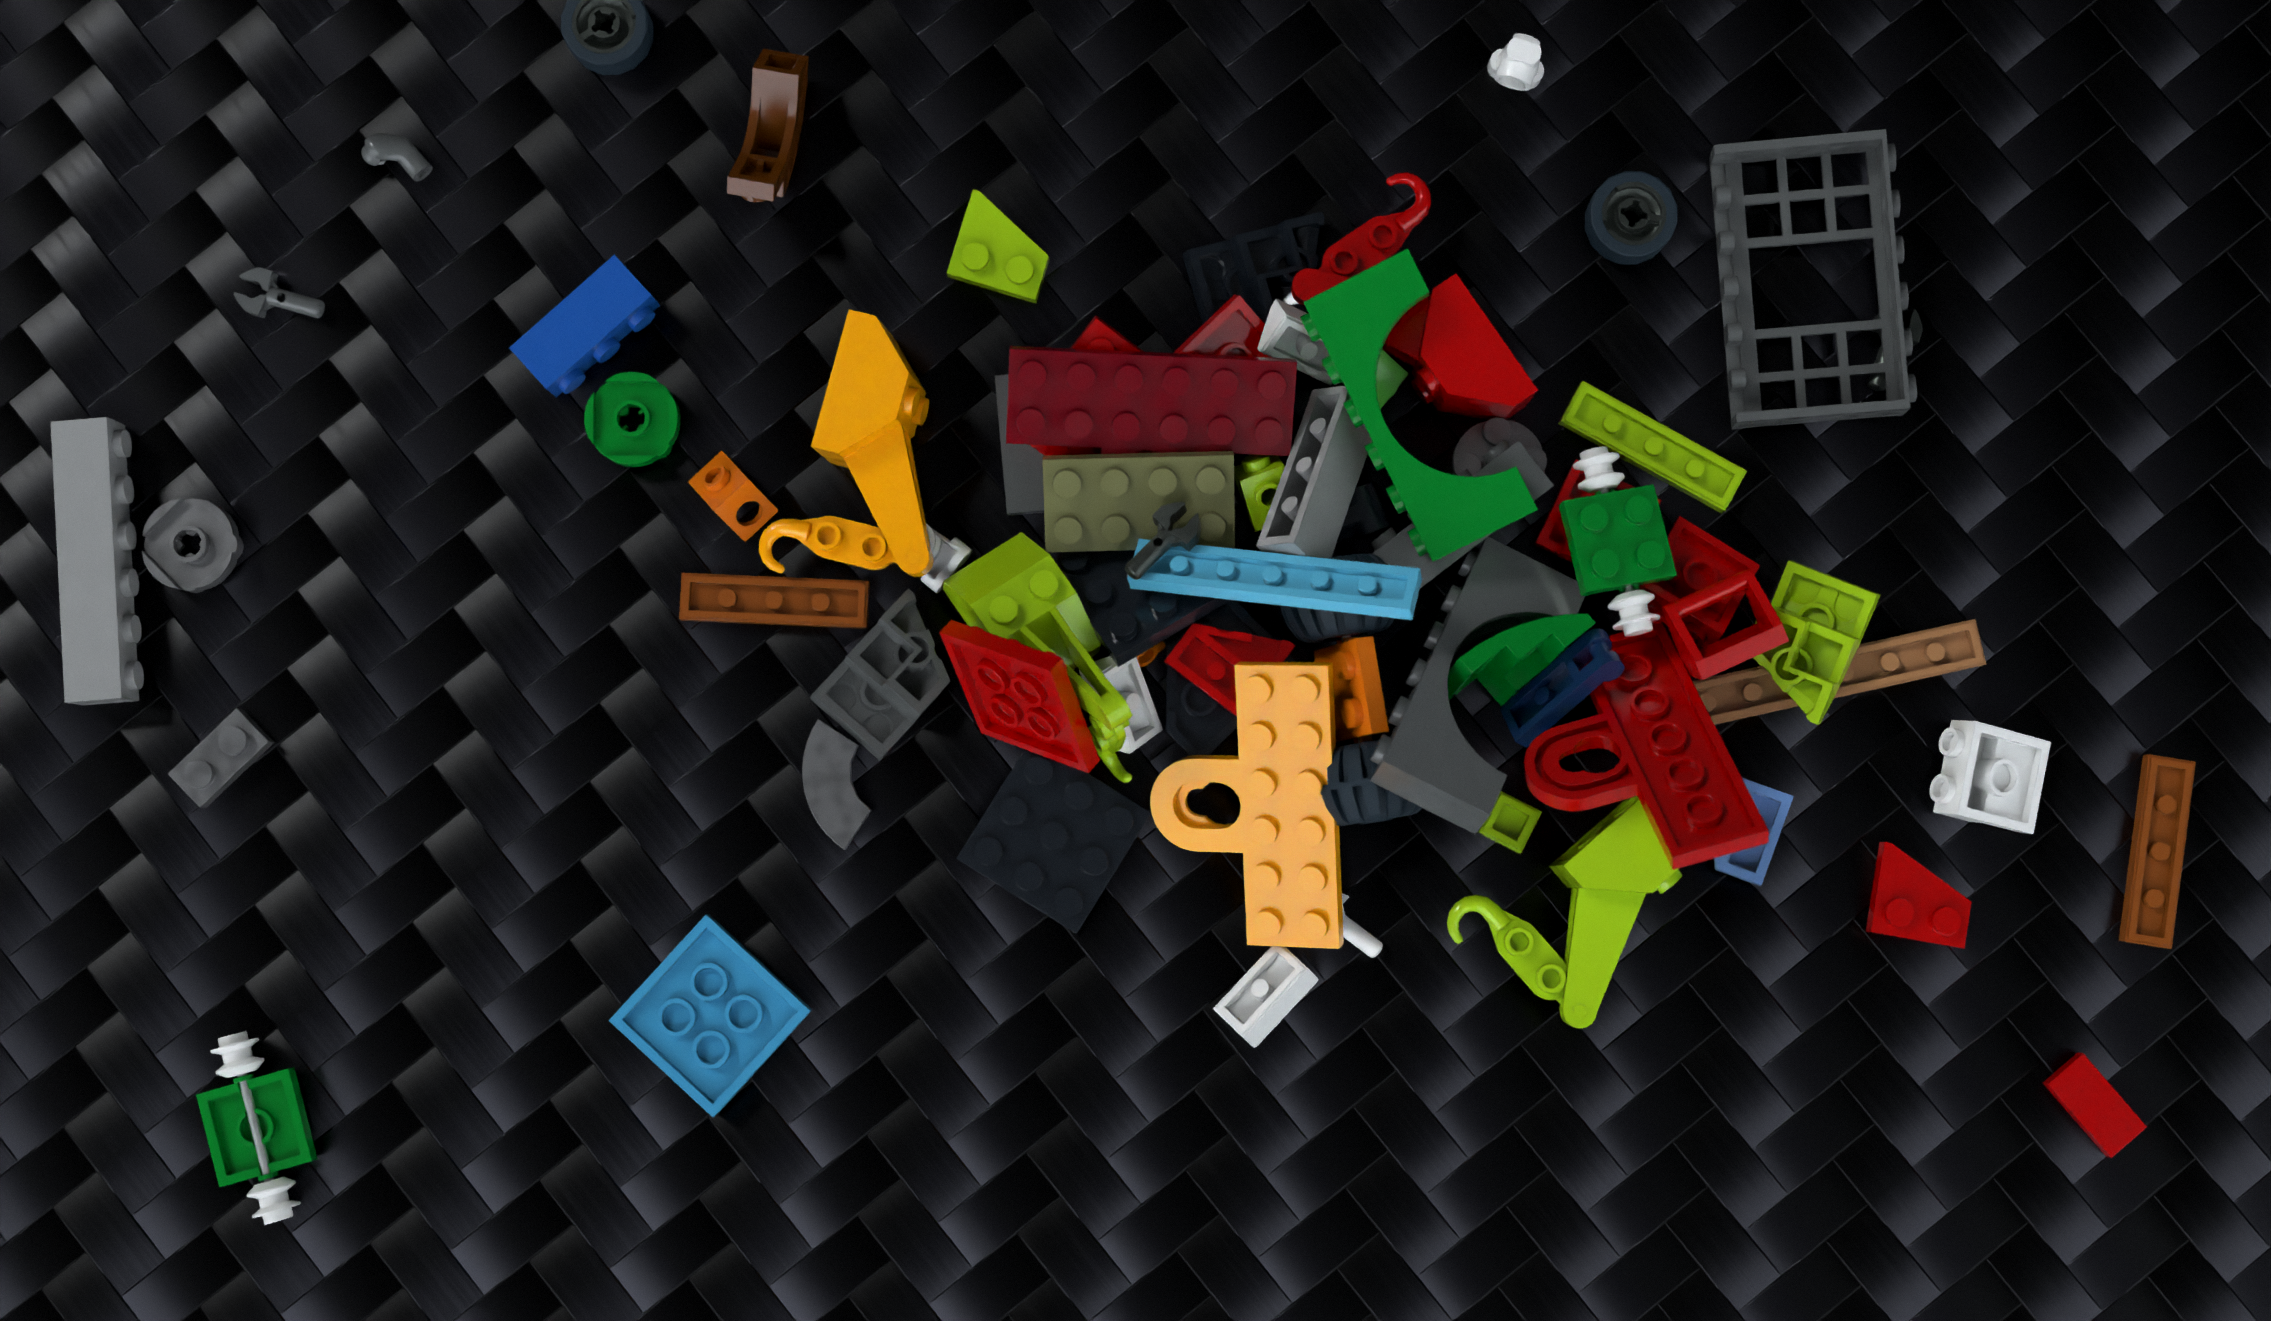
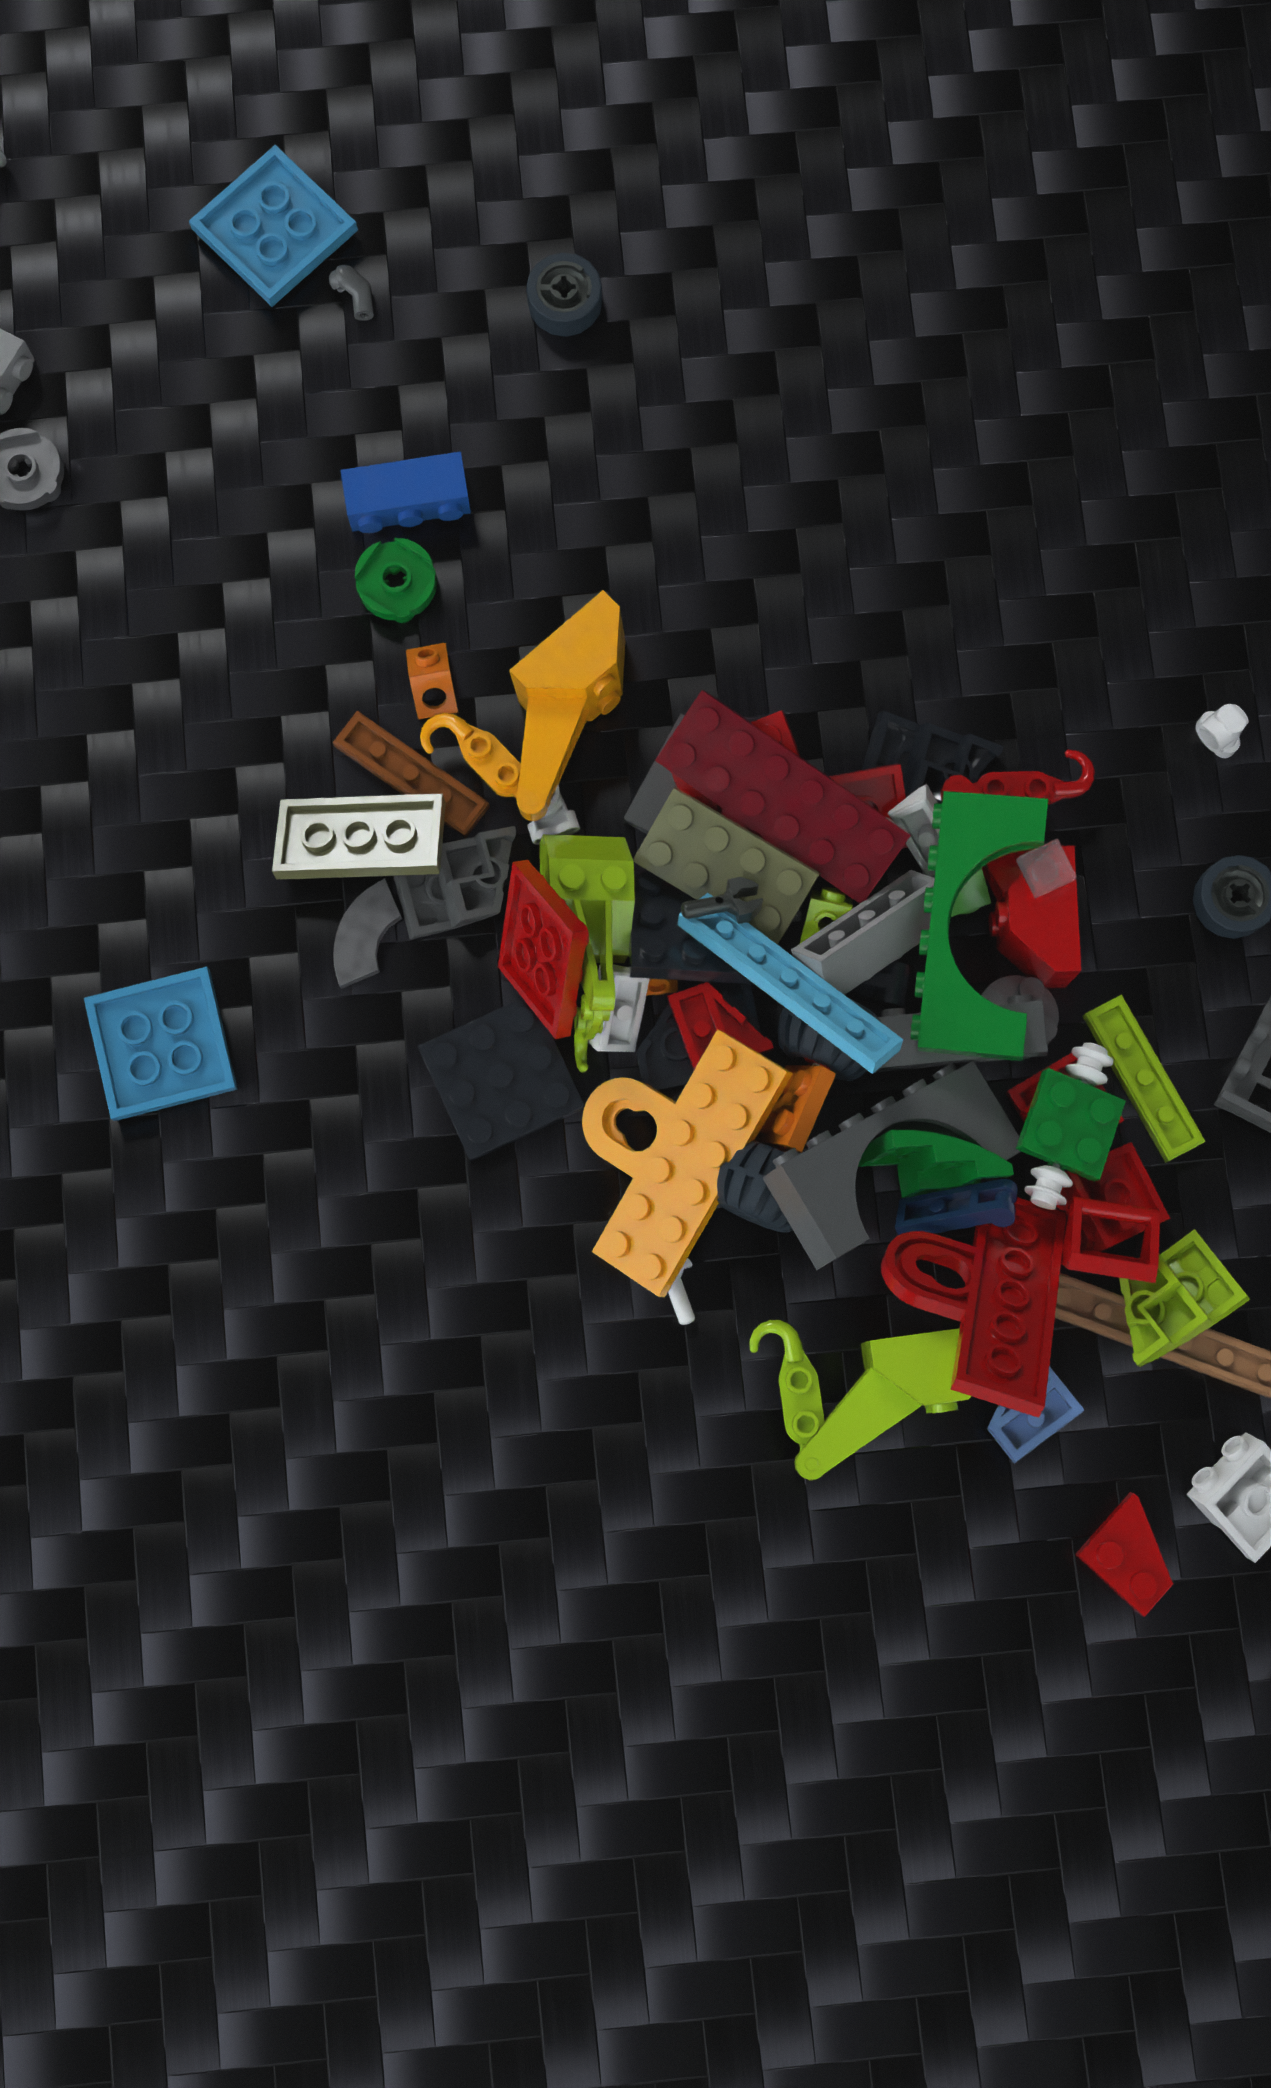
camera: 30 degrees right, 5 degrees down
(271, 139) = (273, 225): none -> dark azure plate
(275, 296) = (201, 336): dark grey bar -> none
(768, 695) = (359, 836): none -> plate
(772, 128) = (637, 435): reddish brown arch -> none
(996, 253) = (740, 628): lime wing -> none
(1266, 994) = (581, 1299): white slope -> none
(1445, 314) = (1046, 868): none -> clear plate
(1510, 822) = (851, 1289): lime tile -> none
(2094, 1104) = (1171, 1809): red tile -> none

